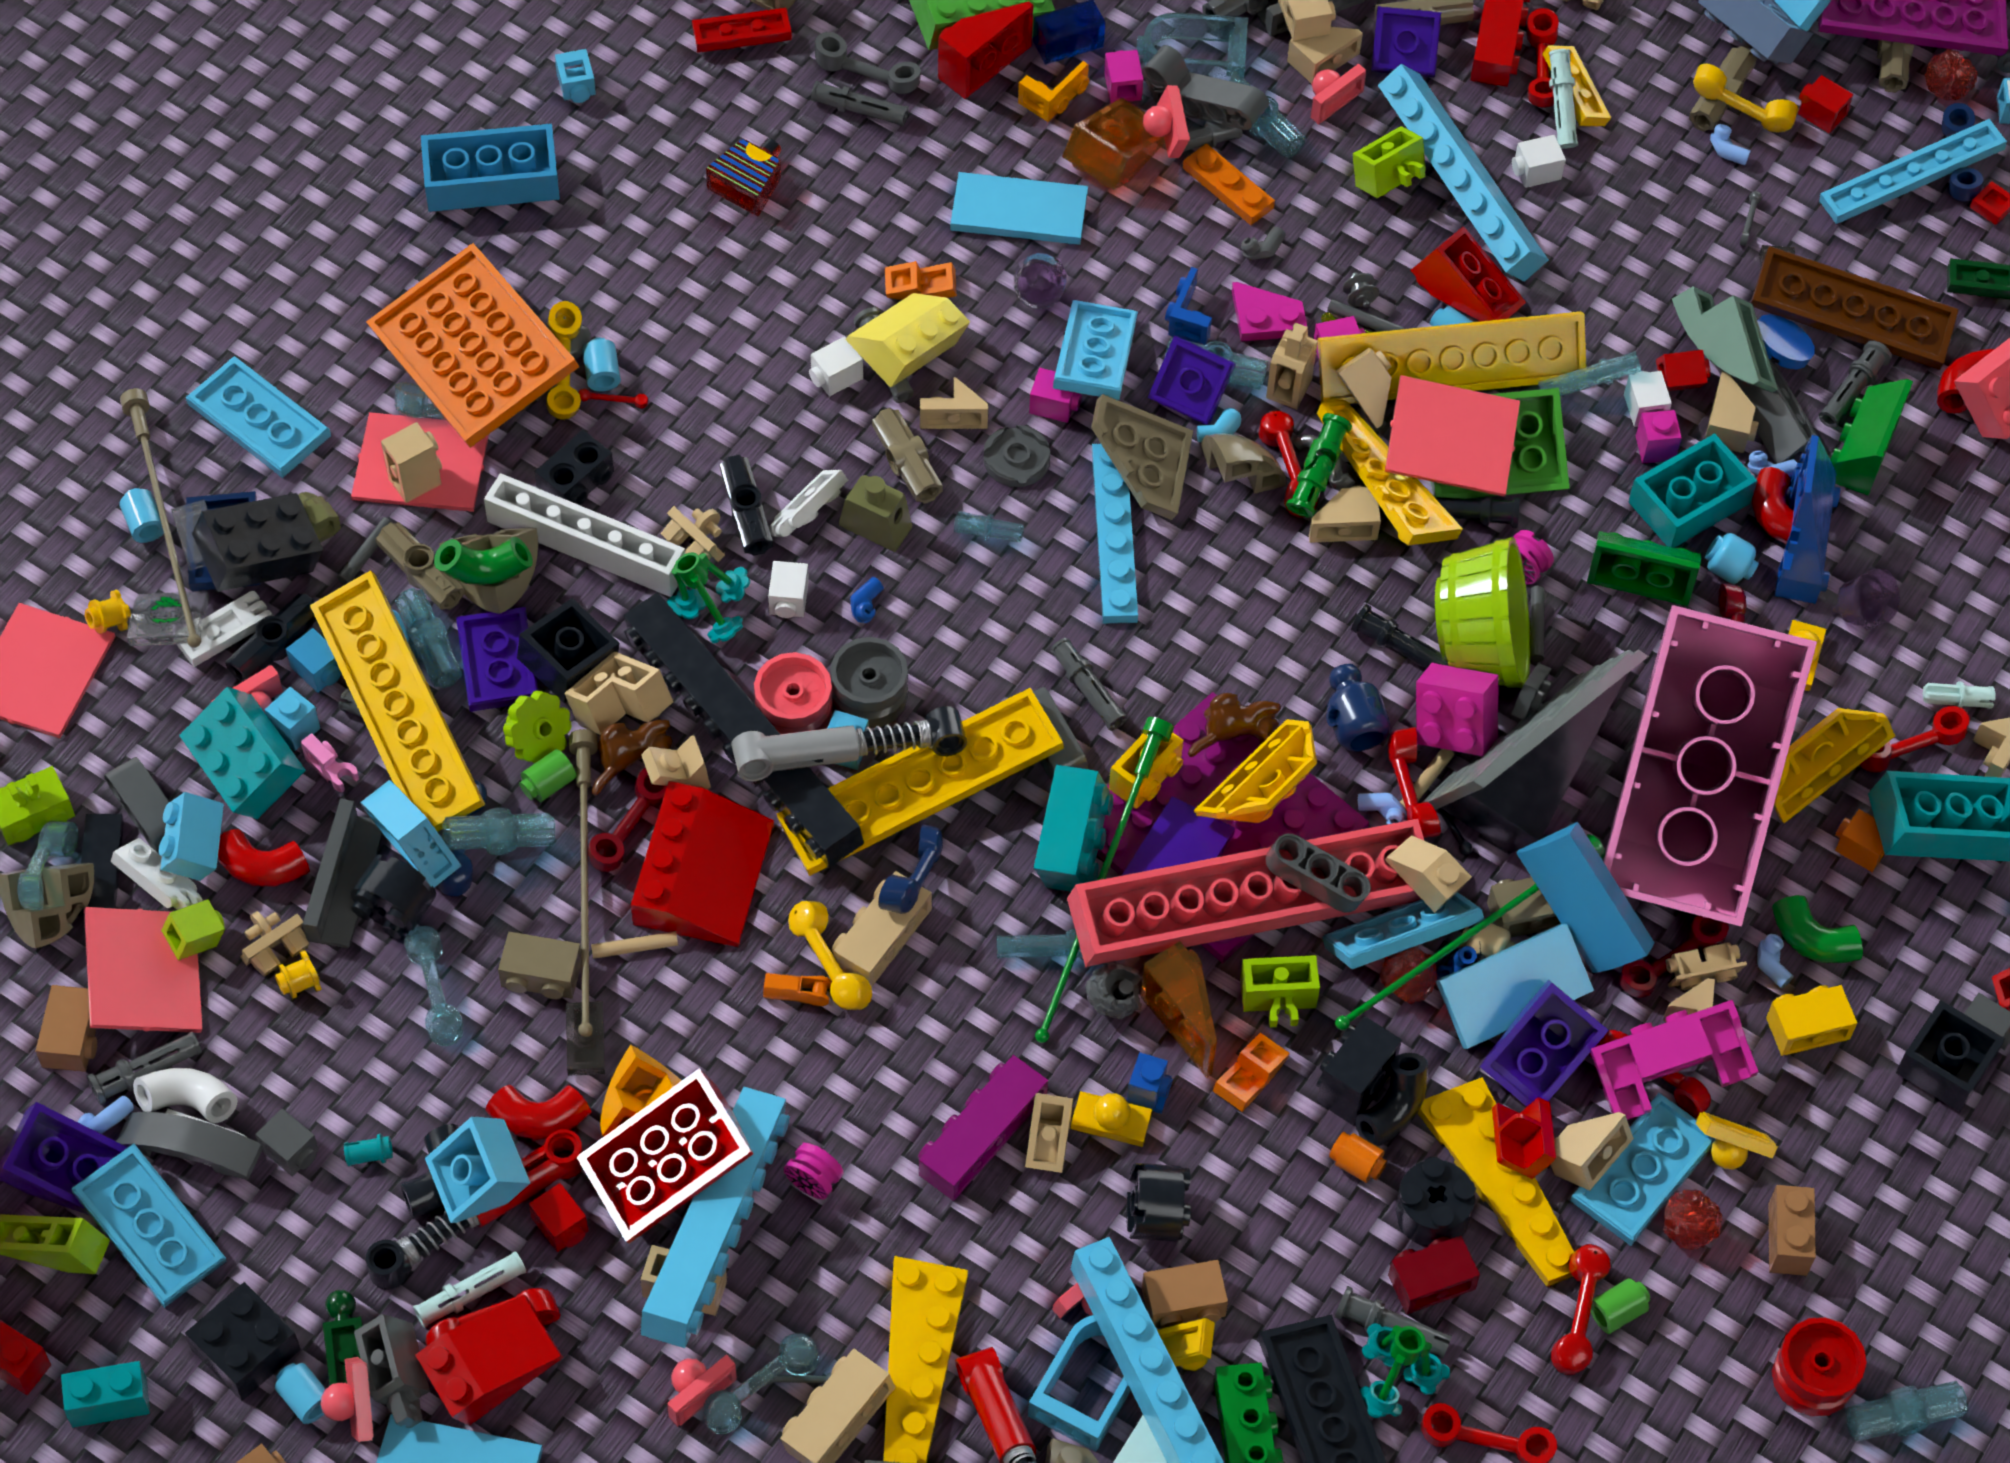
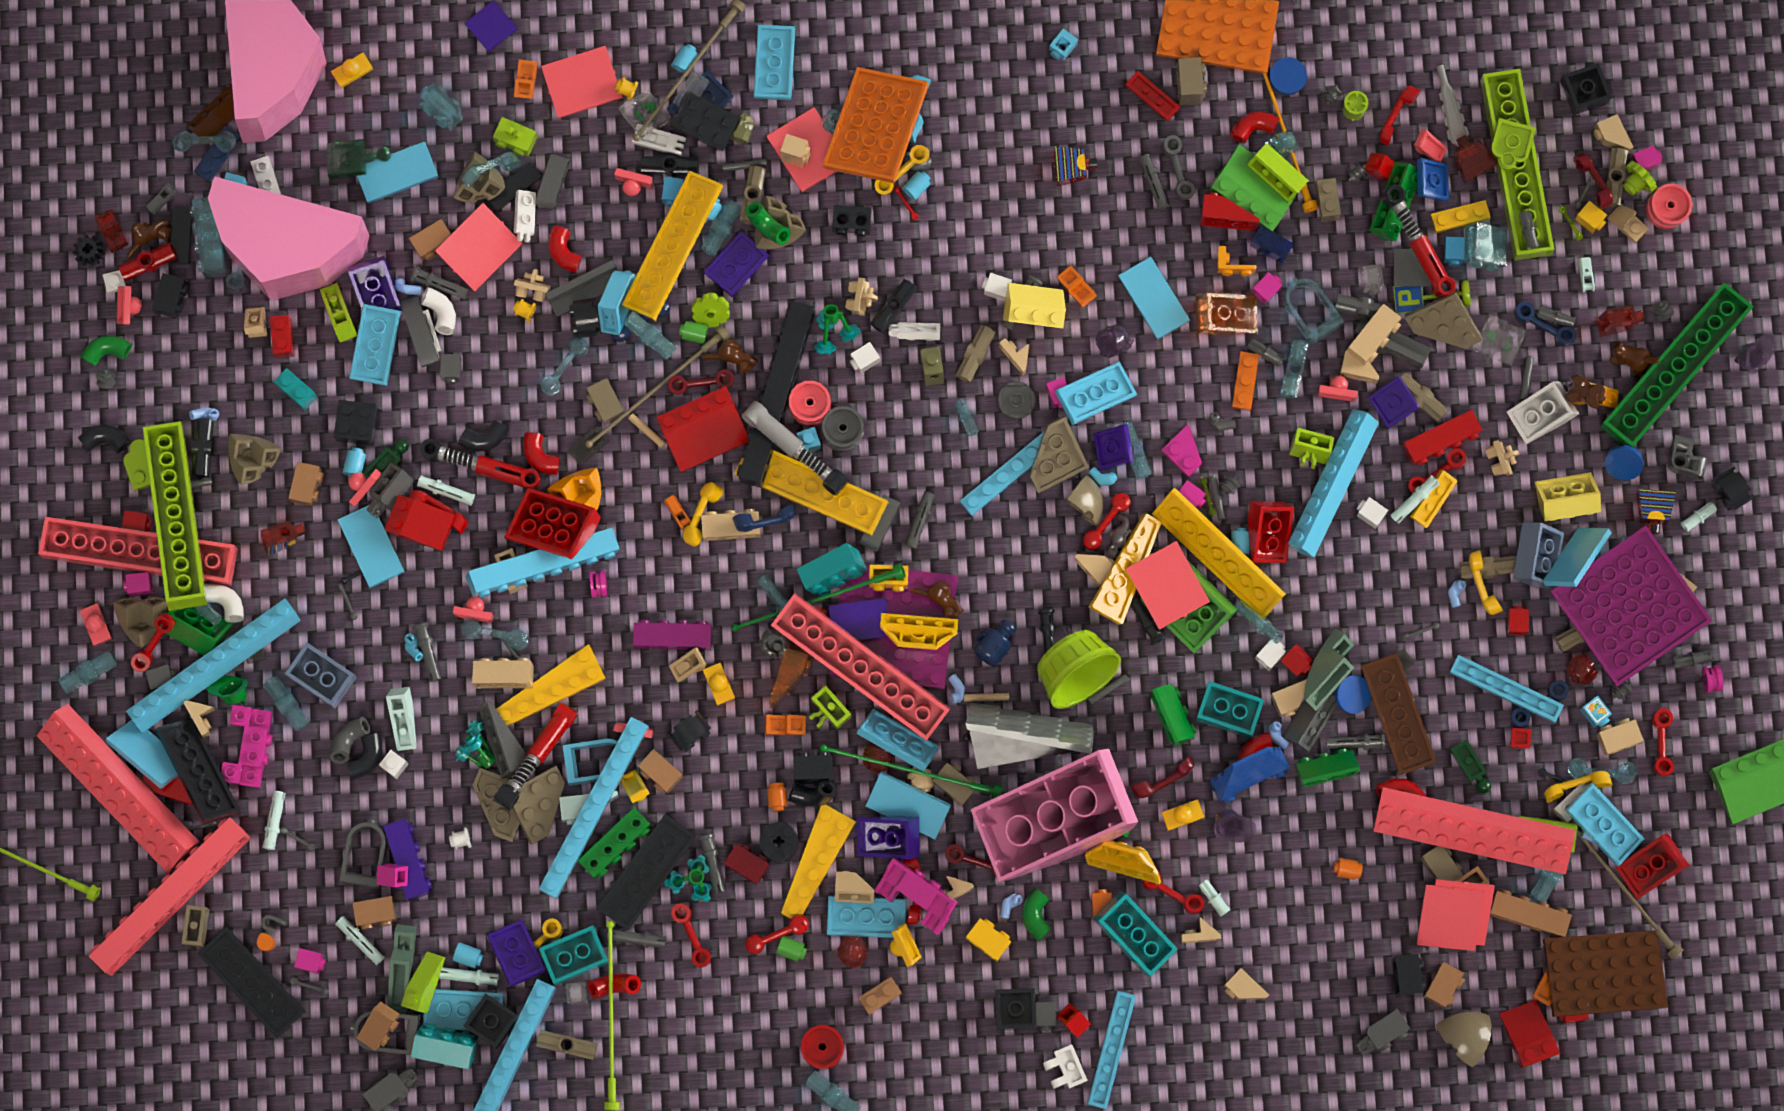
camera: 55 degrees right, 20 degrees up
(191, 836) = (547, 215): medium azure brick -> none
(193, 929) = (511, 251): lime brick -> none
(242, 753) = (602, 202): teal brick -> none
(293, 717) = (637, 206): medium azure brick -> none
(322, 759) = (629, 235): bright pink plate -> none
(368, 1150) = (476, 404): teal pin -> none
(477, 1168) = (490, 454): medium azure slope -> none
(489, 167) = (979, 51): dark azure brick -> none
(559, 1218) = (501, 500): red brick -> none
(564, 647) = (757, 292): black brick -> none
(584, 534) = (820, 250): white brick -> none
(616, 689) = (752, 327): tan brick -> none
(678, 765) = (737, 382): tan slope -> none
(861, 600) = (886, 392): blue arm -> none
(1149, 1083) = (744, 688): blue brick -> none
(1168, 121) = (1250, 330): coral tile -> none
(1183, 322) = (1148, 424): blue bracket -> none
(1202, 95) = (1279, 334): dark grey beam -> none
(1292, 367) = (1153, 487): tan hinge -> none
(1319, 467) = (1102, 538): green piece -> none
(1335, 873) = (882, 697): dark grey beam -> none
(1369, 383) = (1169, 526): tan slope -> none
(1401, 751) = (991, 677): red piece -> none
(1428, 871) = (925, 731): tan slope -> none
(1457, 709) = (1021, 687): dark pink brick -> none
(1457, 961) = (901, 775): blue arm -> none
(1525, 1138) = (836, 857): red panel -> none
(1533, 692) = (1055, 714): dark grey plate -> none
(1535, 555) = (1135, 661): dark pink wheel -> none
(1586, 899) = (963, 809): dark azure slope -> none
(1658, 436) = (1251, 674): dark pink brick -> none
(1719, 964) = (975, 874): tan hinge -> none
(1731, 558) = (1208, 751): medium azure head -> none

